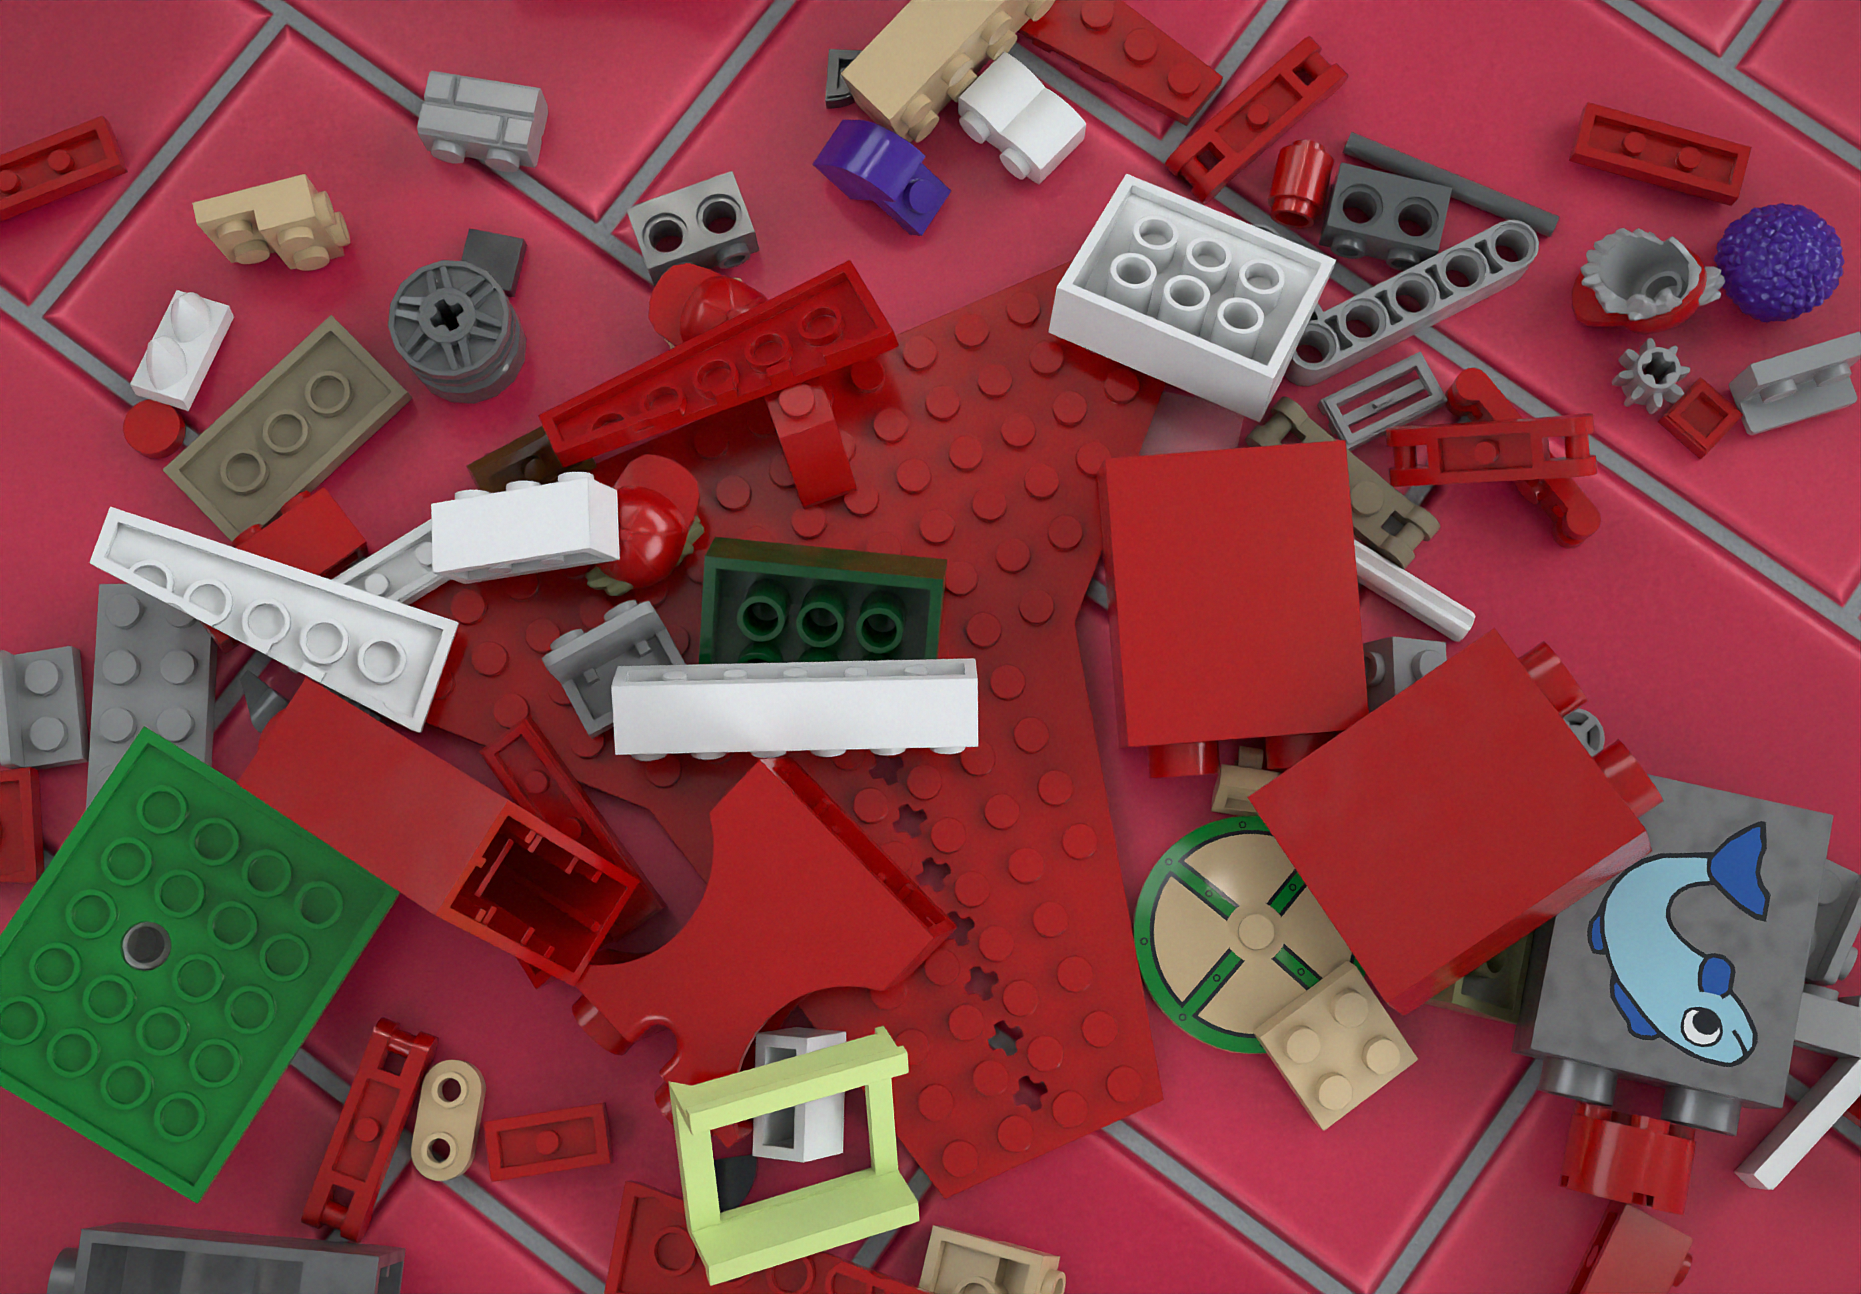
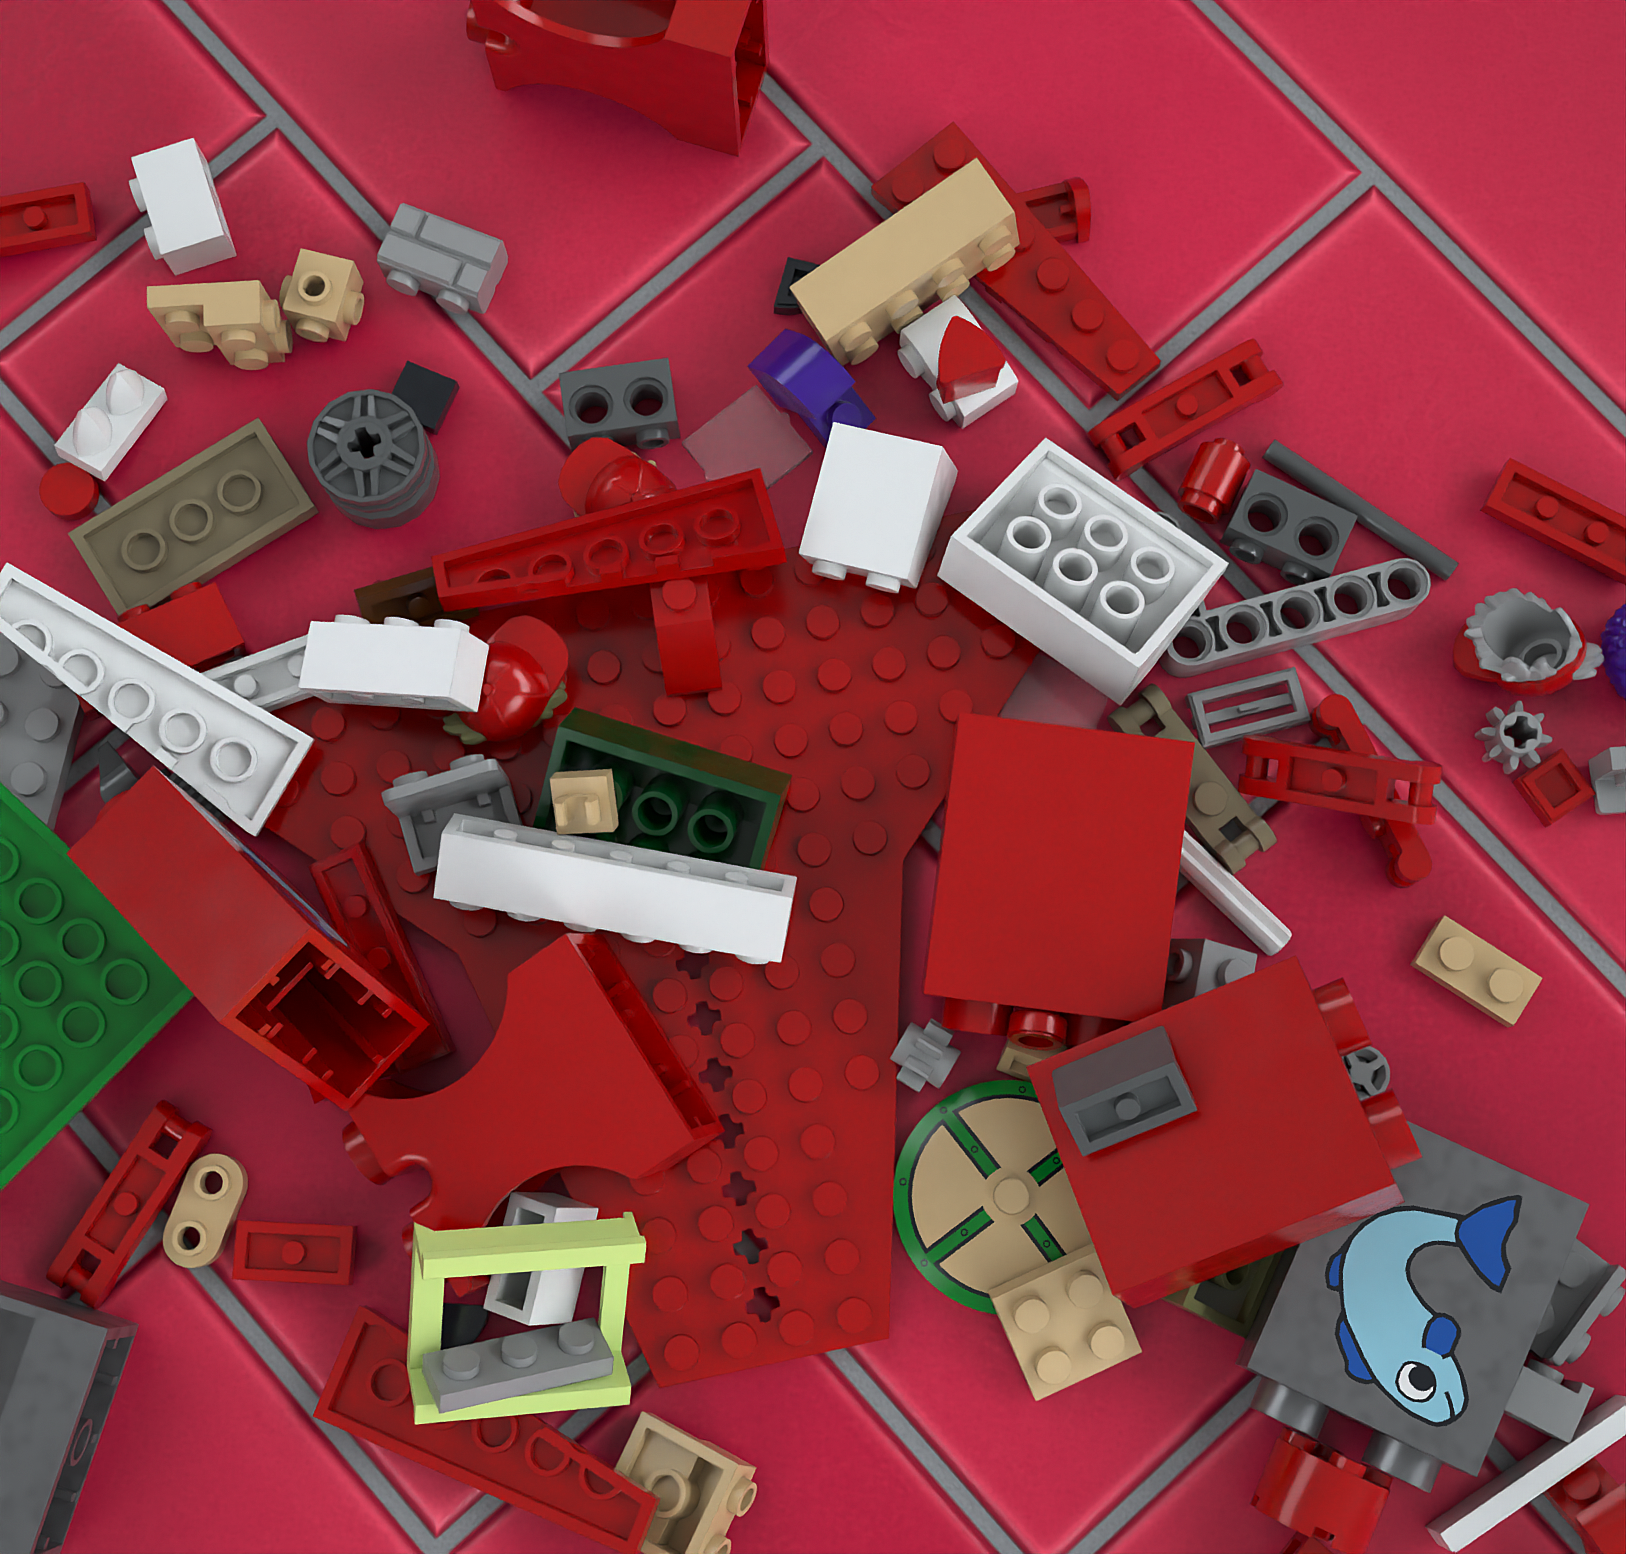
camera: 10 degrees right, 0 degrees up
(208, 120) = (182, 207): none -> white brick
(370, 180) = (322, 296): none -> tan brick
(746, 627) = (584, 801): none -> tan tile
(799, 1205) = (517, 1364): none -> light grey plate
(826, 235) = (746, 438): none -> clear piece
(974, 275) = (876, 507): none -> white slope
(1034, 112) = (967, 361): none -> red tile
(1139, 810) = (925, 1055): none -> light grey gear
(1247, 760) = (1037, 1030): none -> red tile
(1351, 798) = (1122, 1091): none -> dark grey panel
(1664, 614) = (1476, 971): none -> tan plate

